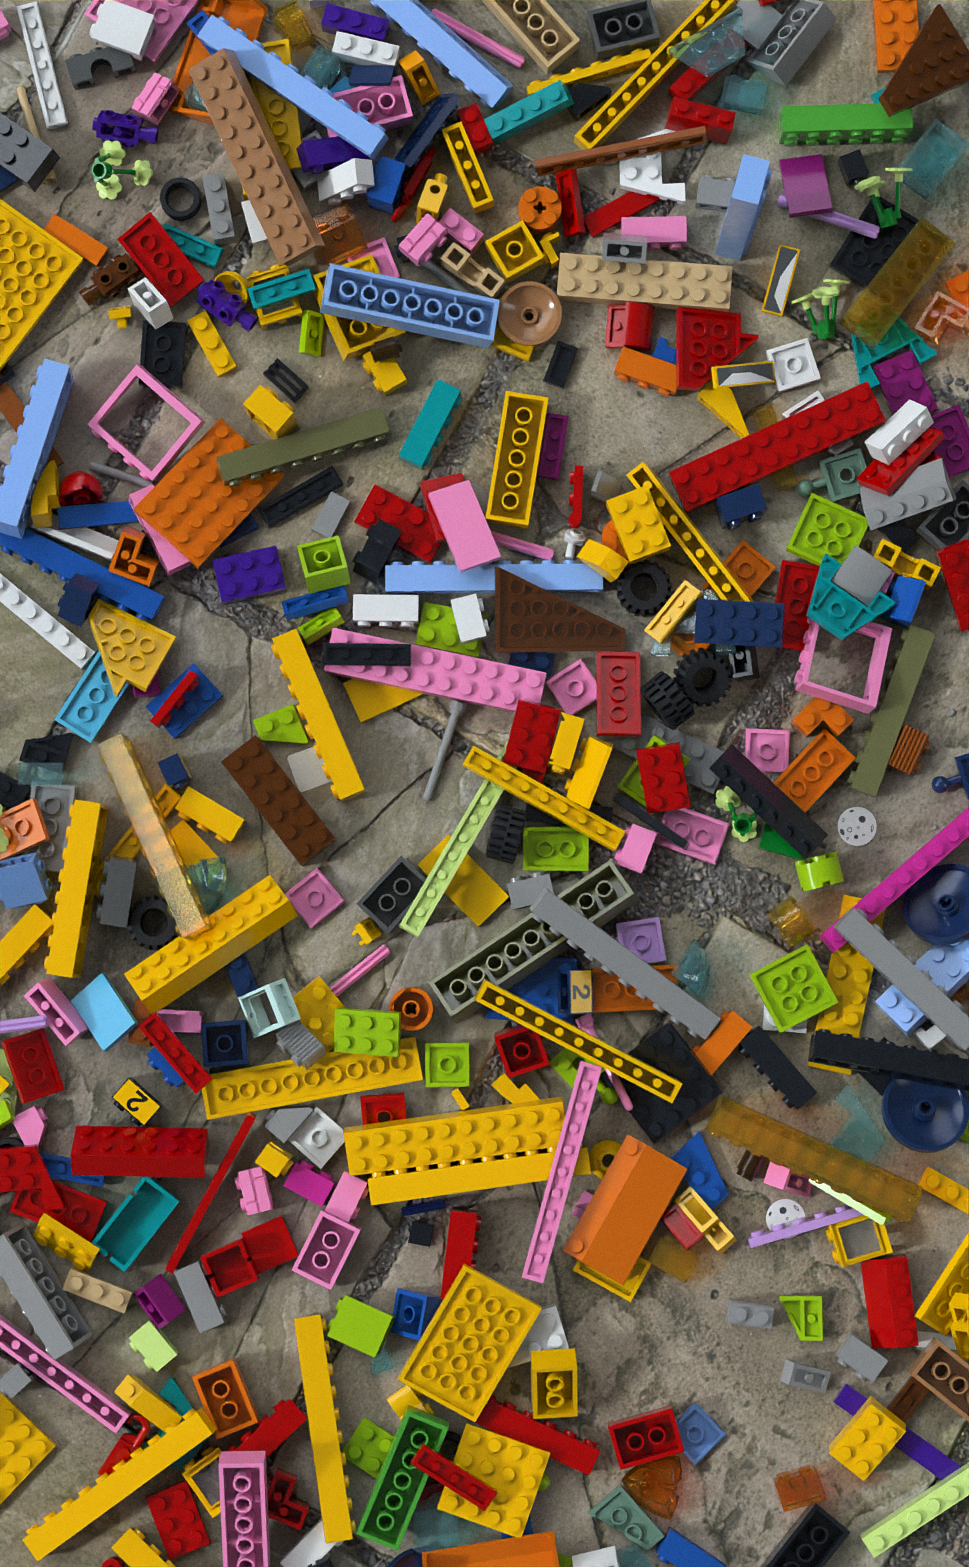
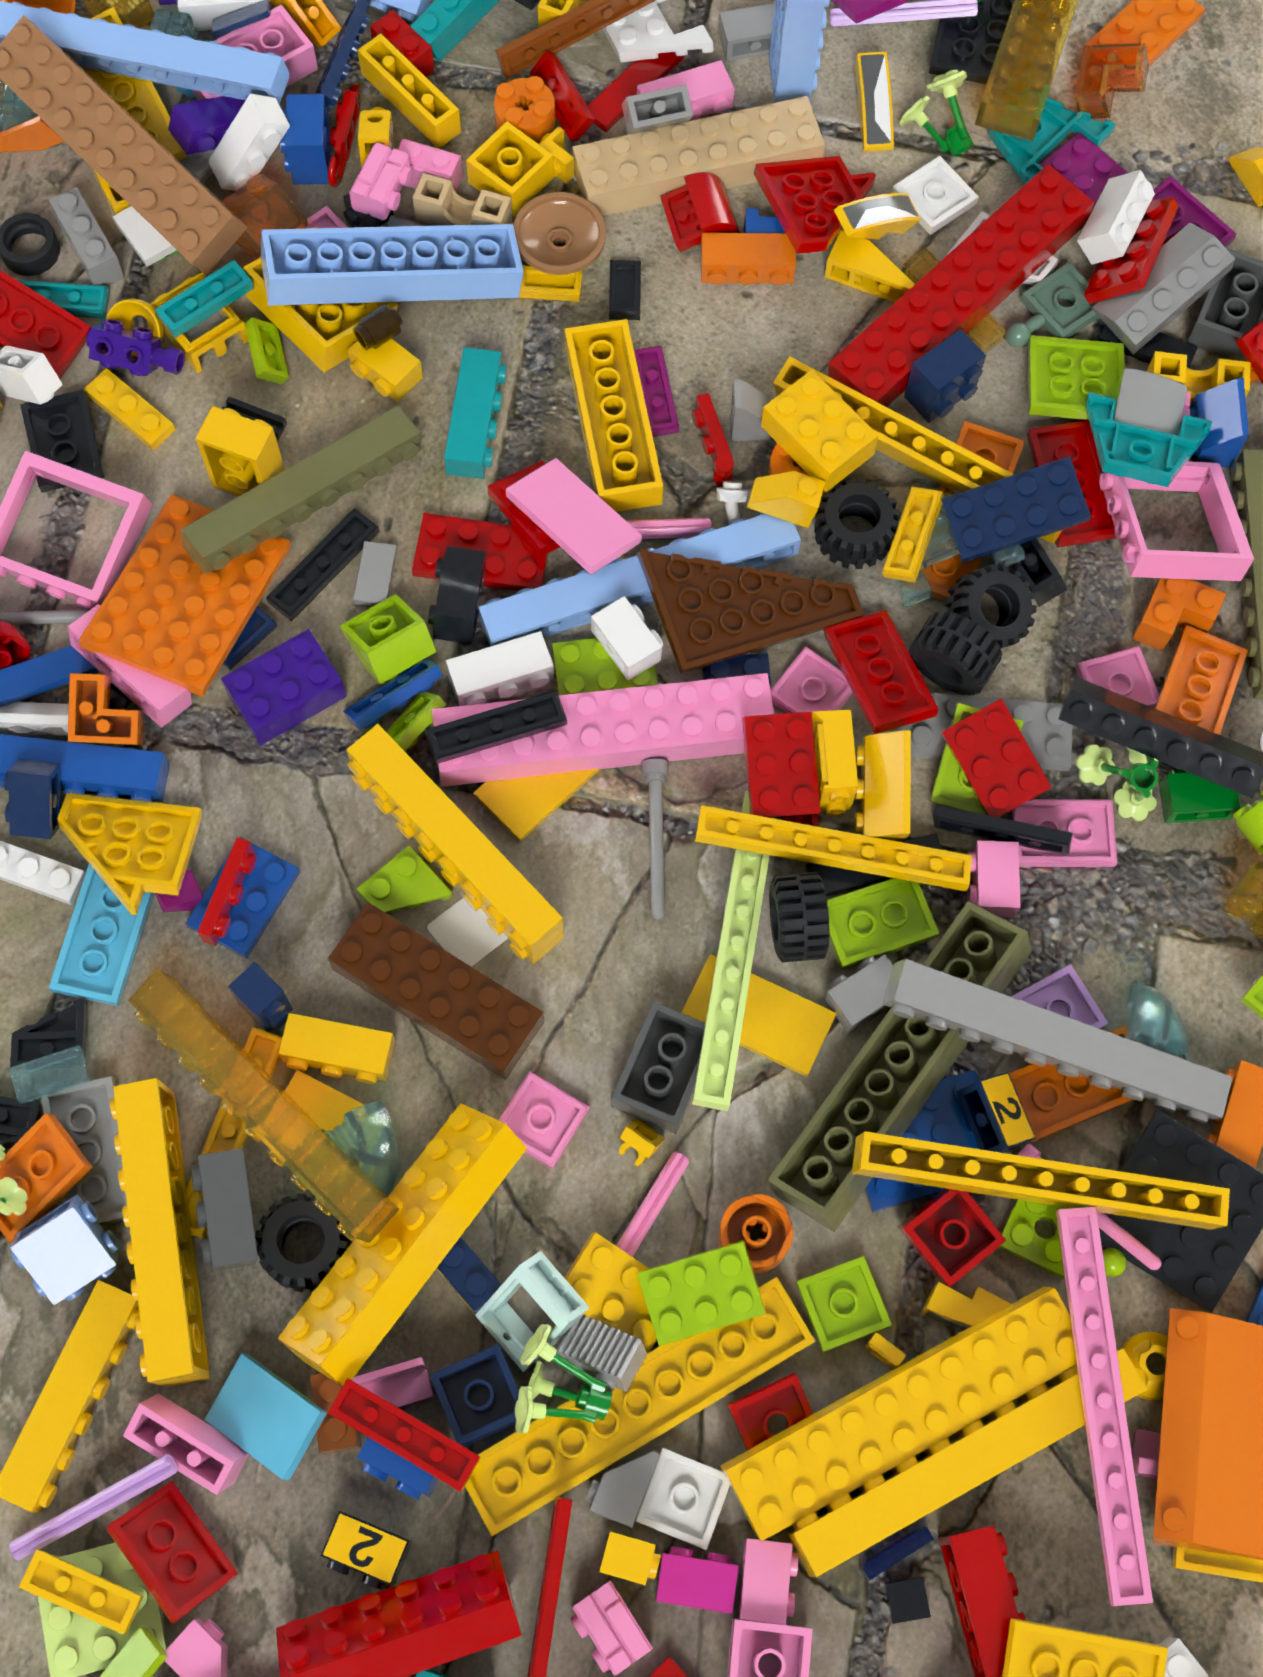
camera: 25 degrees left, 15 degrees down
(285, 1069) = (592, 1400): none -> plant

